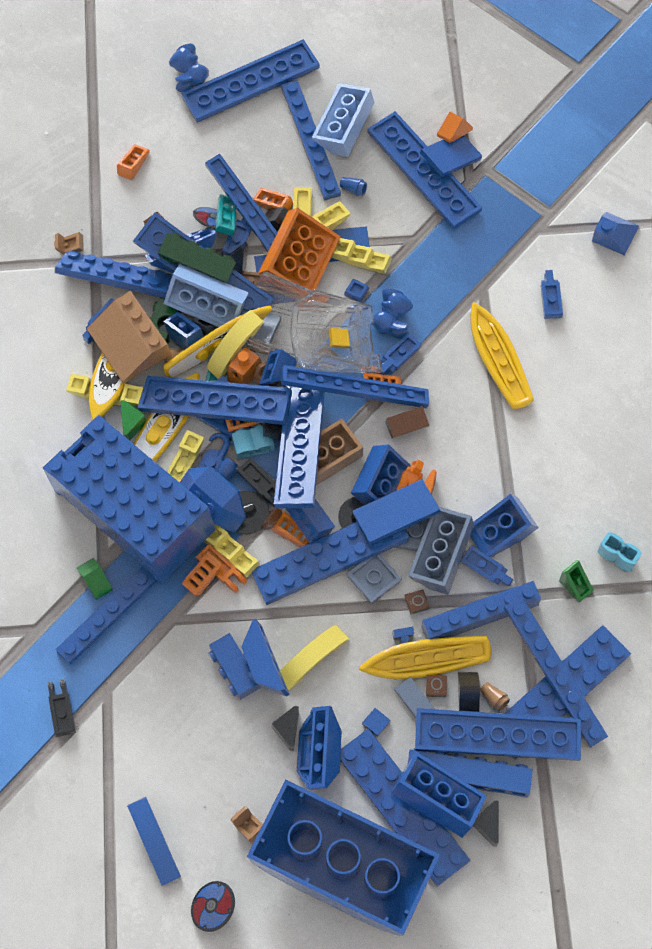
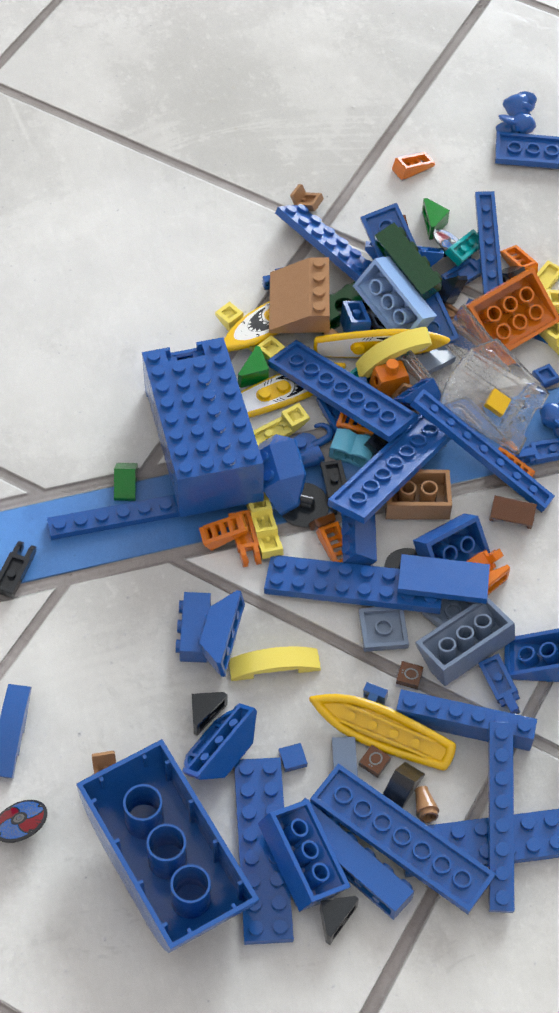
camera: 30 degrees right, 10 degrees down
(182, 200) = (434, 216): none -> green slope

